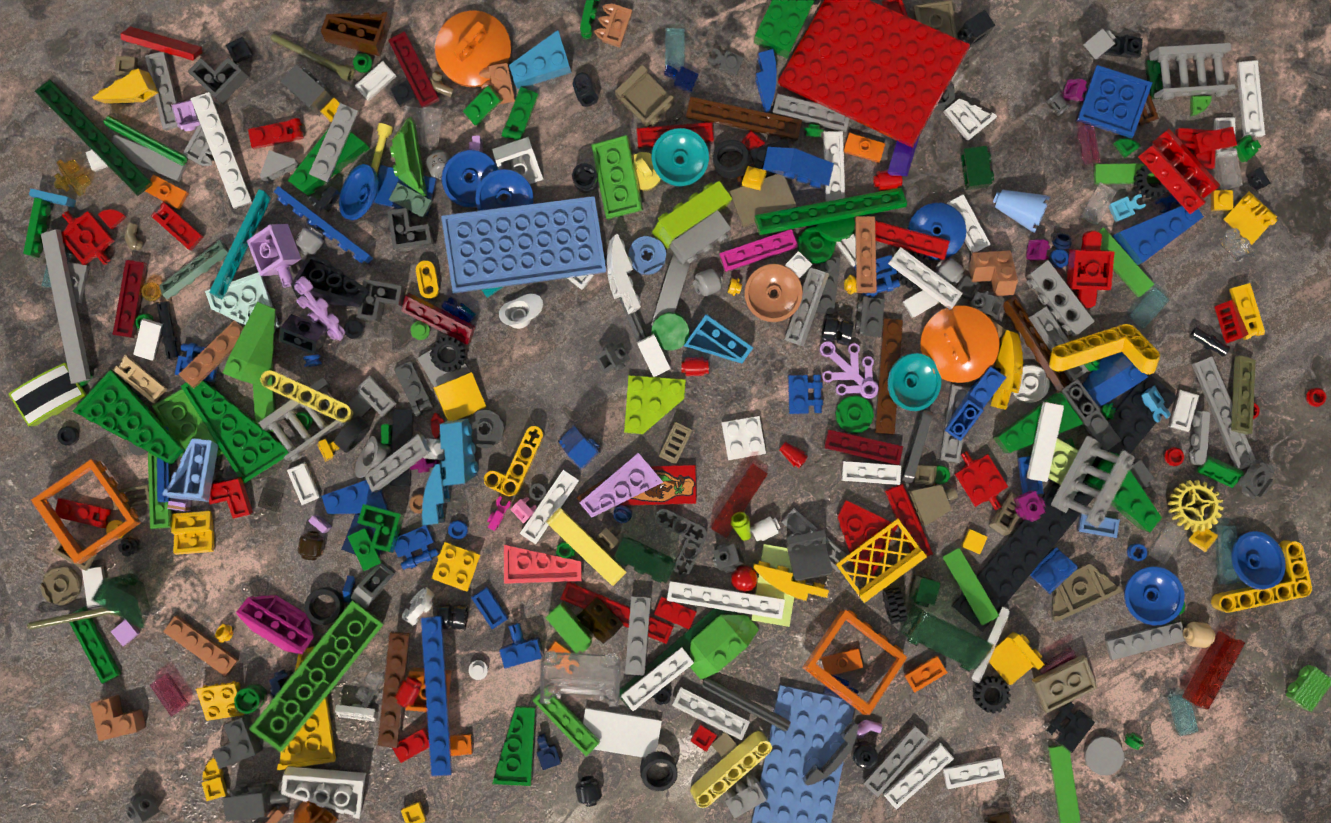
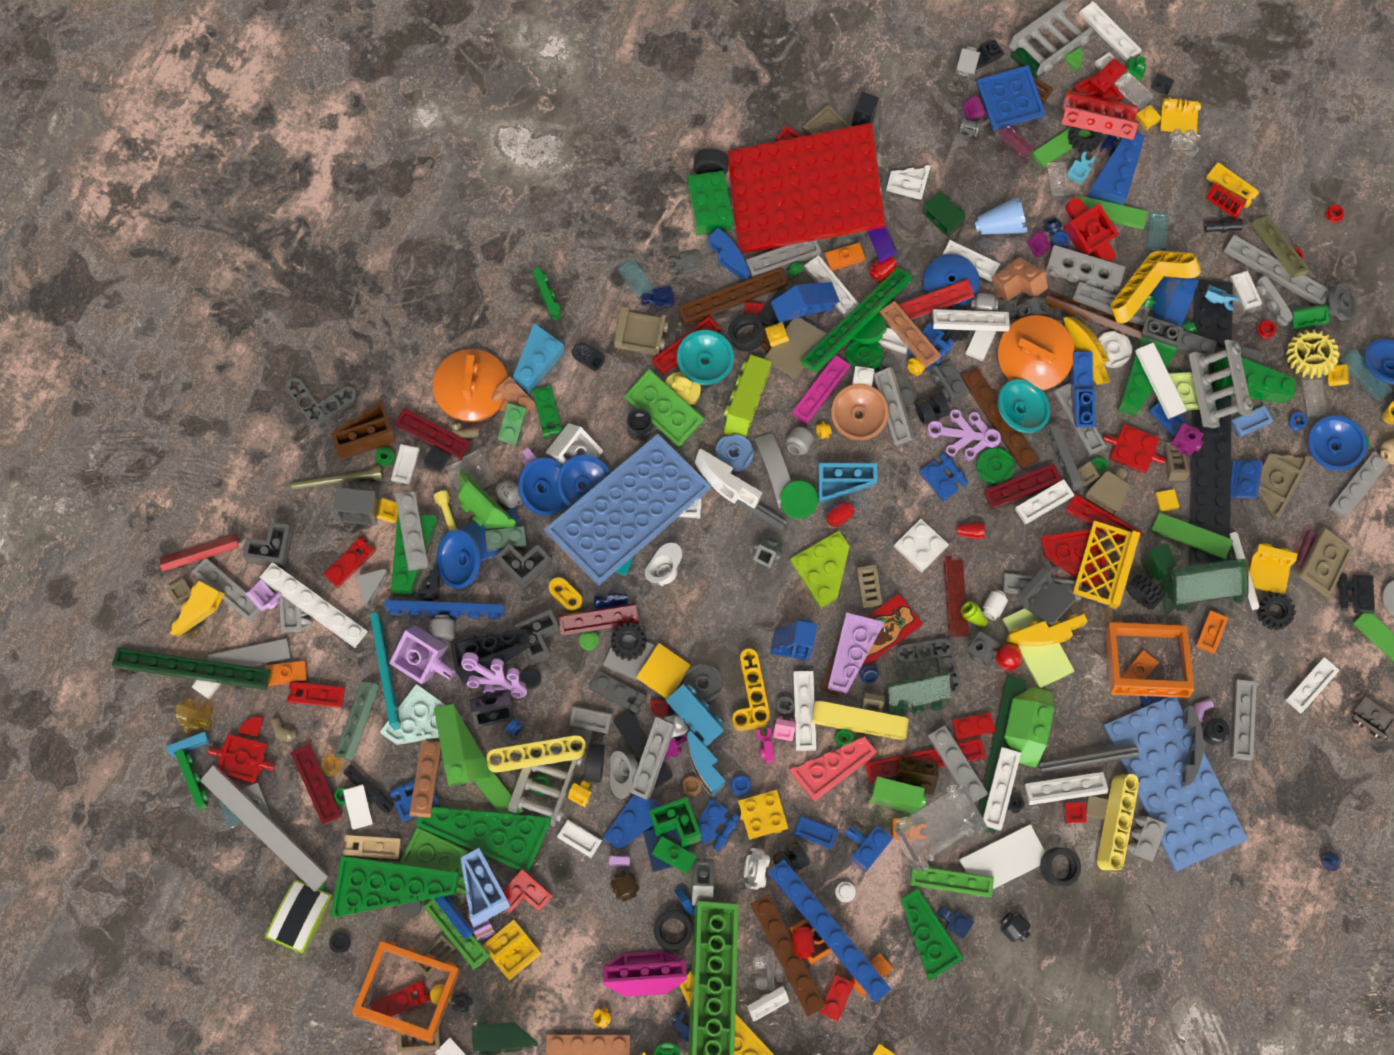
camera: 40 degrees left, 15 degrees down
(145, 140) = (239, 641): green axle -> none
(239, 50) = (270, 513): black plate -> none
(386, 433) = (622, 744): green tile -> none
(615, 24) = (574, 291): nougat plate -> none
(653, 355) = (799, 528): white tile -> none
(700, 238) = (768, 409): light grey brick -> none
(725, 599) = (1006, 683): white plate -> none
(918, 776) = (1271, 720): white tile -> none
(1126, 146) = (1045, 125): green tile -> none

